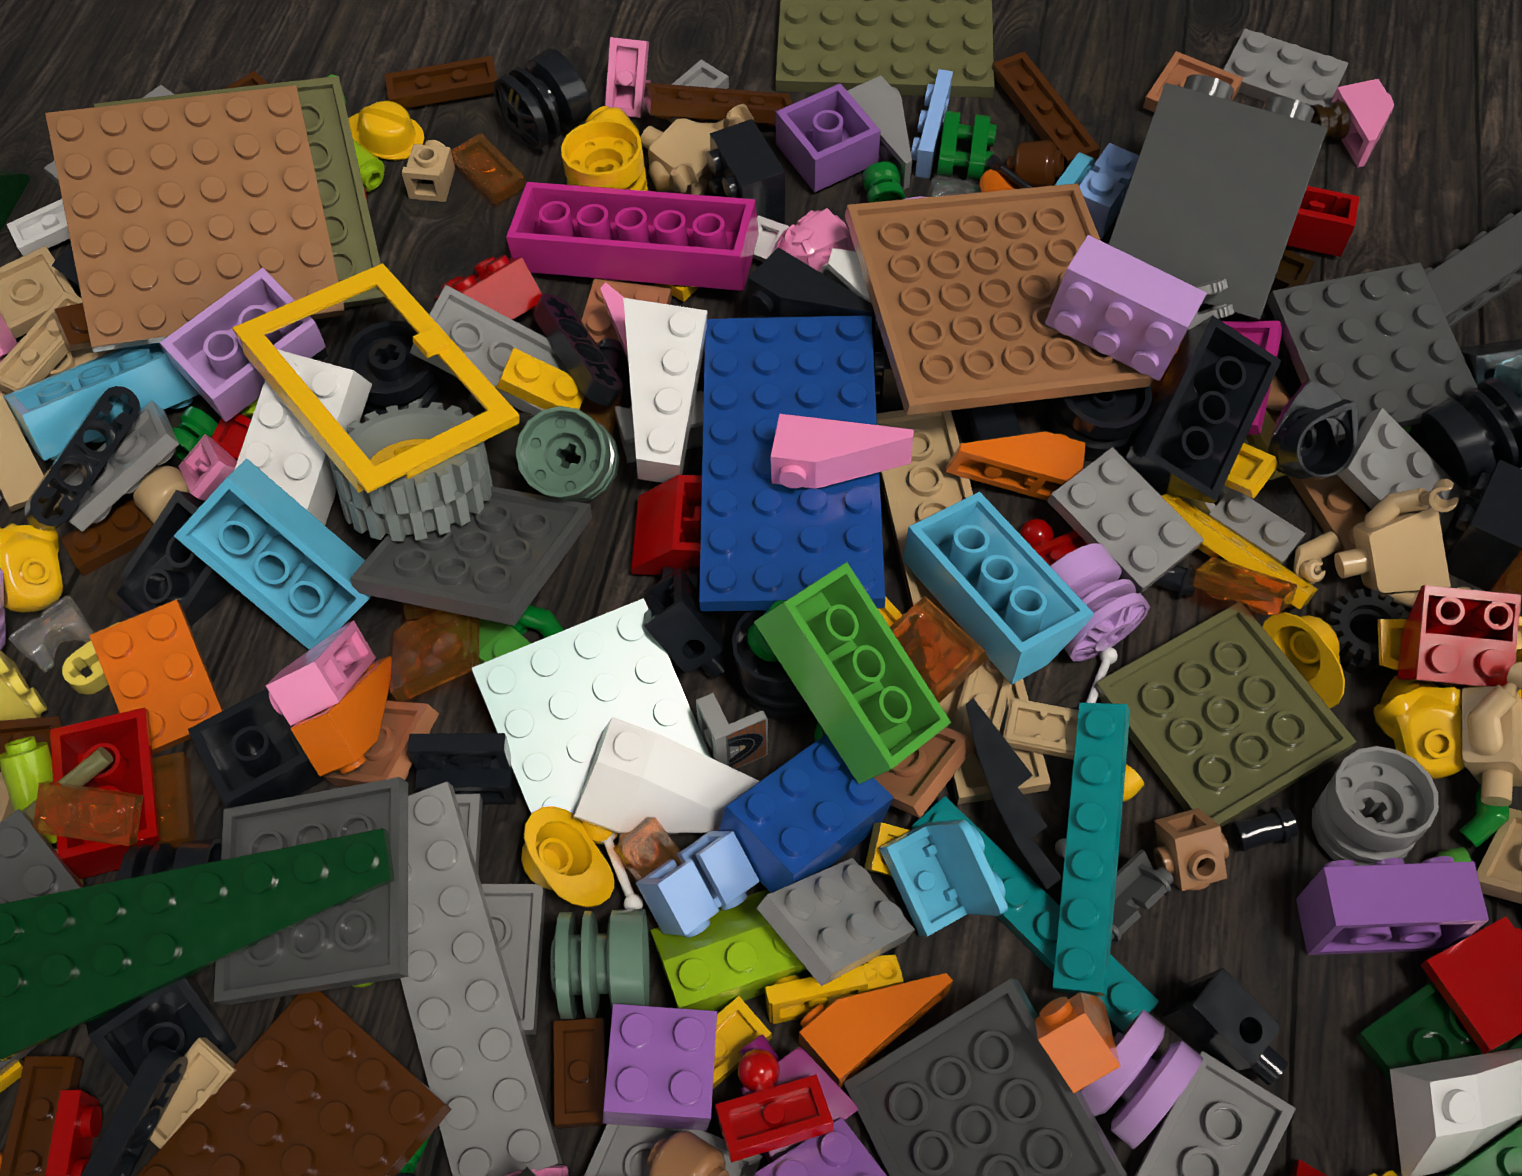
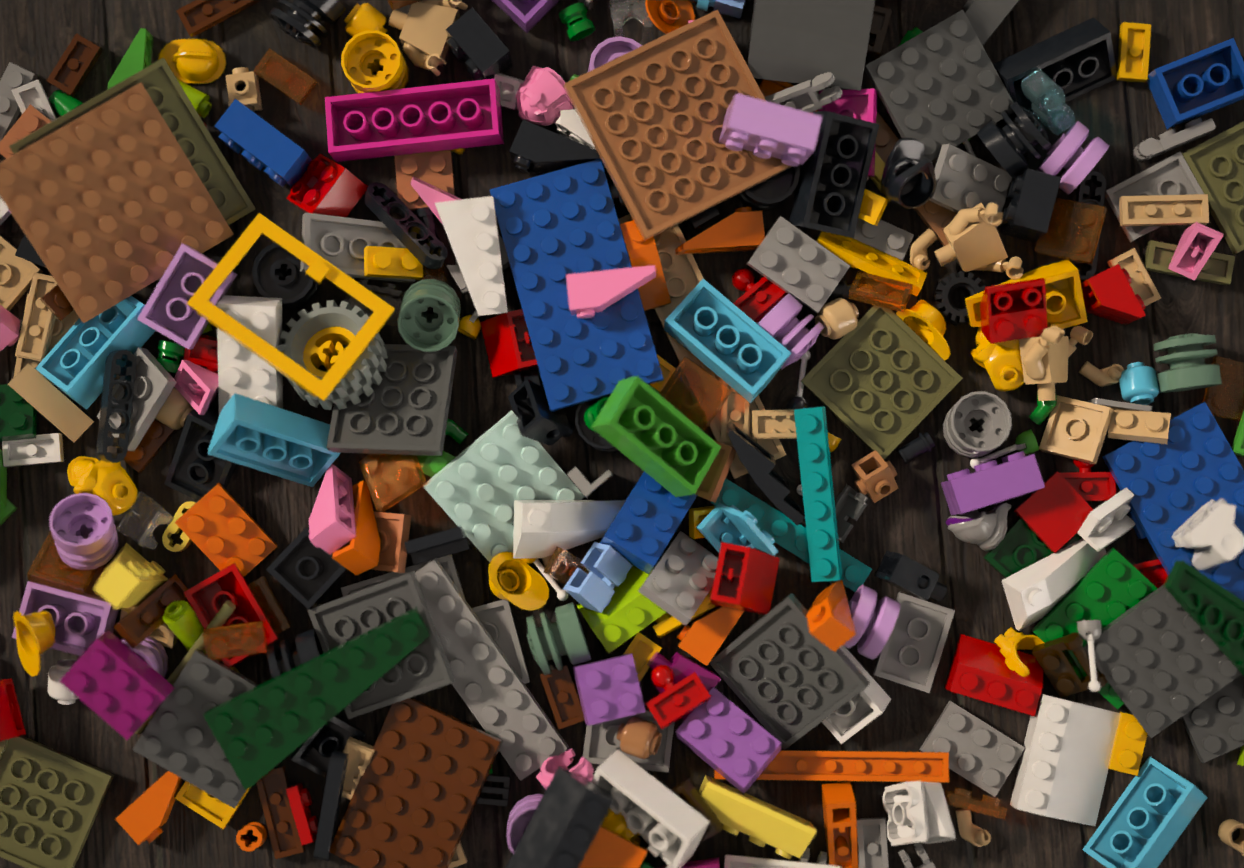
camera: 15 degrees left, 25 degrees up
(426, 217) = (262, 144): none -> blue brick
(622, 497) = (470, 325): none -> yellow hinge
(901, 485) = (641, 254): none -> orange slope
(939, 940) = (744, 579): none -> red slope
(1172, 612) = (837, 318): none -> tan head
(1363, 976) = (982, 528): none -> light grey hair

